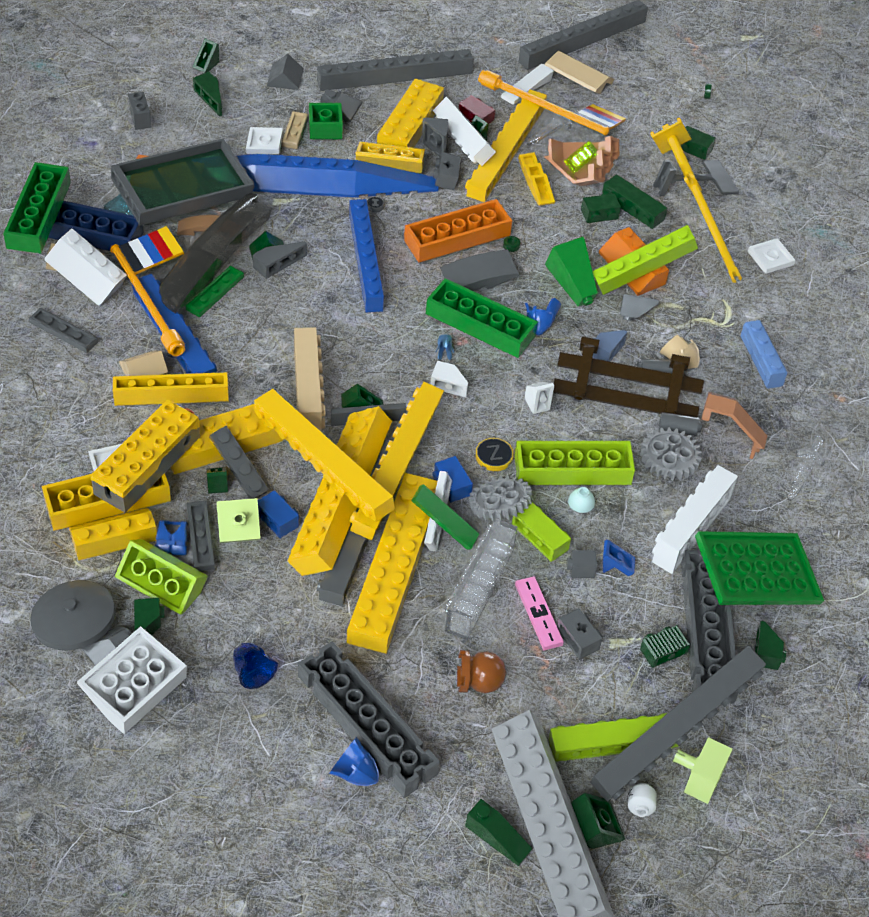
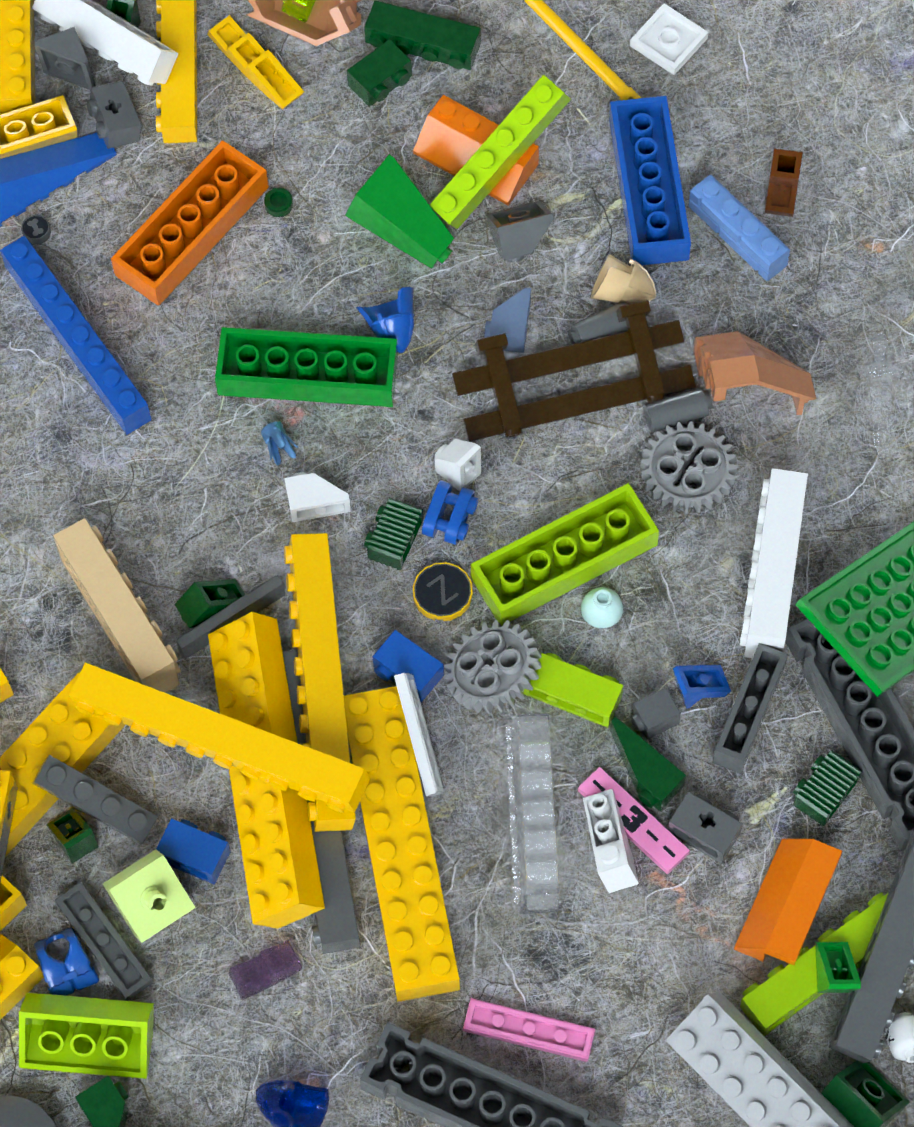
camera: 20 degrees left, 15 degrees up
(282, 592) = (265, 970): none -> clear purple slope
(414, 692) = (529, 1030): none -> bright pink tile
(445, 517) = (436, 743): green tile -> none
(481, 270) = (260, 279): dark grey slope -> none
(482, 672) = (609, 959): dark orange tile -> none
(483, 414) = (394, 533): none -> dark green brick
(517, 615) = (610, 841): none -> white slope
(520, 417) = (456, 527): none -> blue brick
(563, 592) = (651, 773): none -> dark green slope
(609, 692) = (788, 900): none -> orange slope
(615, 737) = (836, 968): none -> green slope
(639, 584) = (750, 708): none -> dark grey brick
(723, 311) = (649, 180): none -> blue brick
(802, 341) = (783, 182): none -> reddish brown brick

